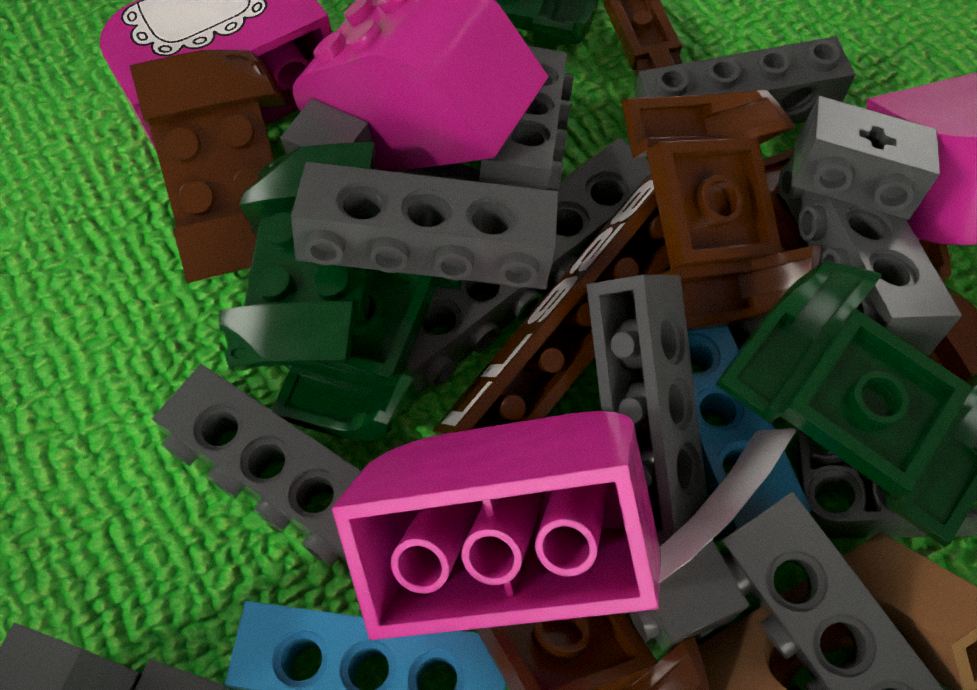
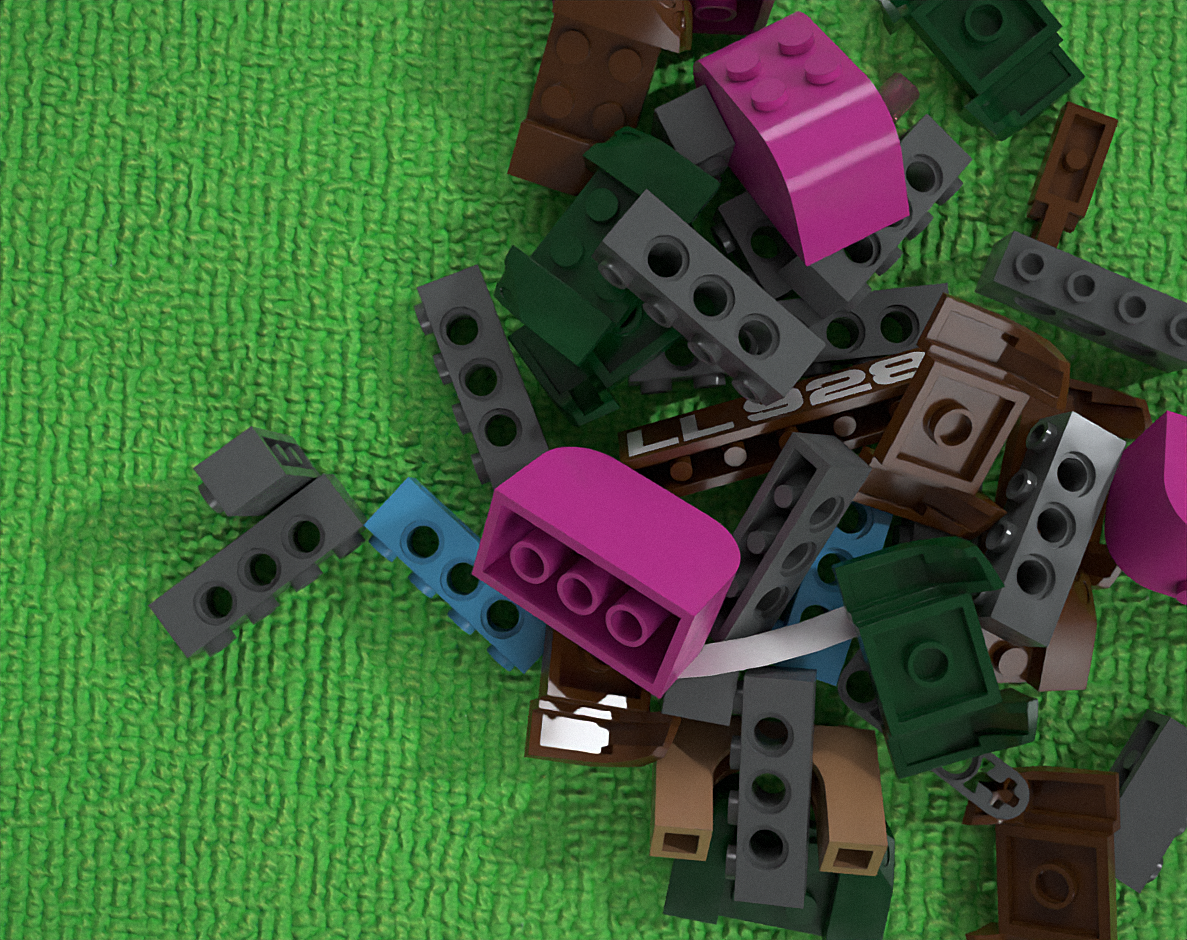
camera: 35 degrees right, 25 degrees up
(865, 158) = (1097, 474): dark grey brick -> none

